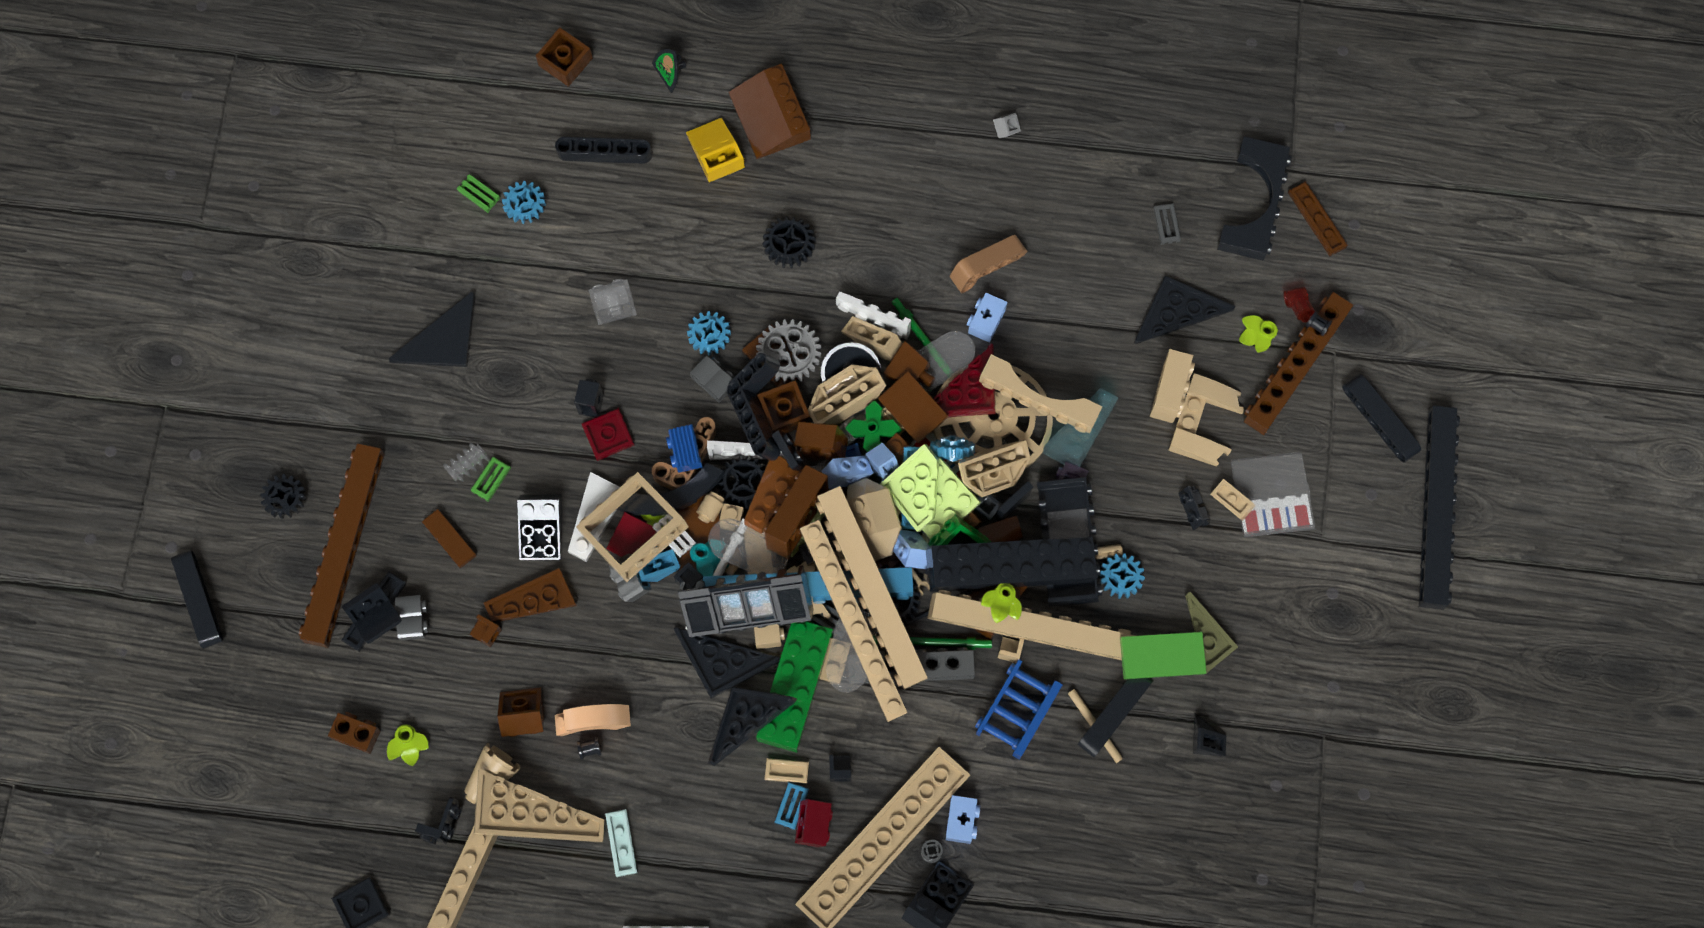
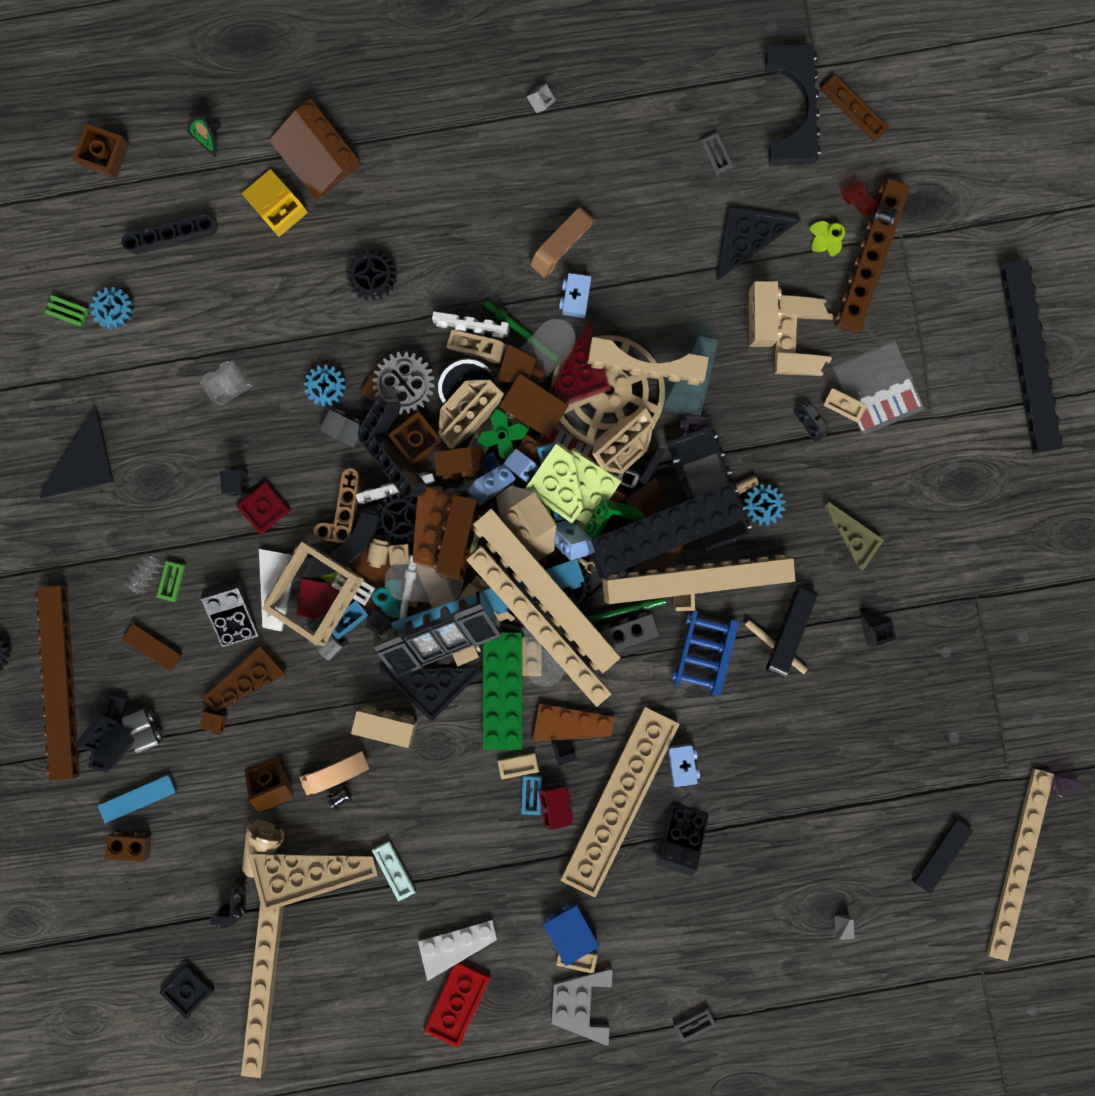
camera: 20 degrees left, 15 degrees up
(380, 687) = (137, 798): none -> dark azure tile
(407, 748) = (178, 844): lime plate -> none
(661, 684) = (384, 726): none -> tan brick
(685, 448) = (337, 506): blue brick -> none
(745, 716) = (467, 734): black tile -> none
(792, 456) = (432, 482): black plate -> none
(851, 741) = (565, 723): none -> dark orange wing
(930, 854) = (662, 797): dark grey wheel -> none
(952, 448) = (581, 435): dark azure gear -> none
(1001, 605) = (668, 573): lime plate -> none
(1163, 655) = (820, 569): bright green tile -> none
(1381, 418) = (960, 287): black beam -> none

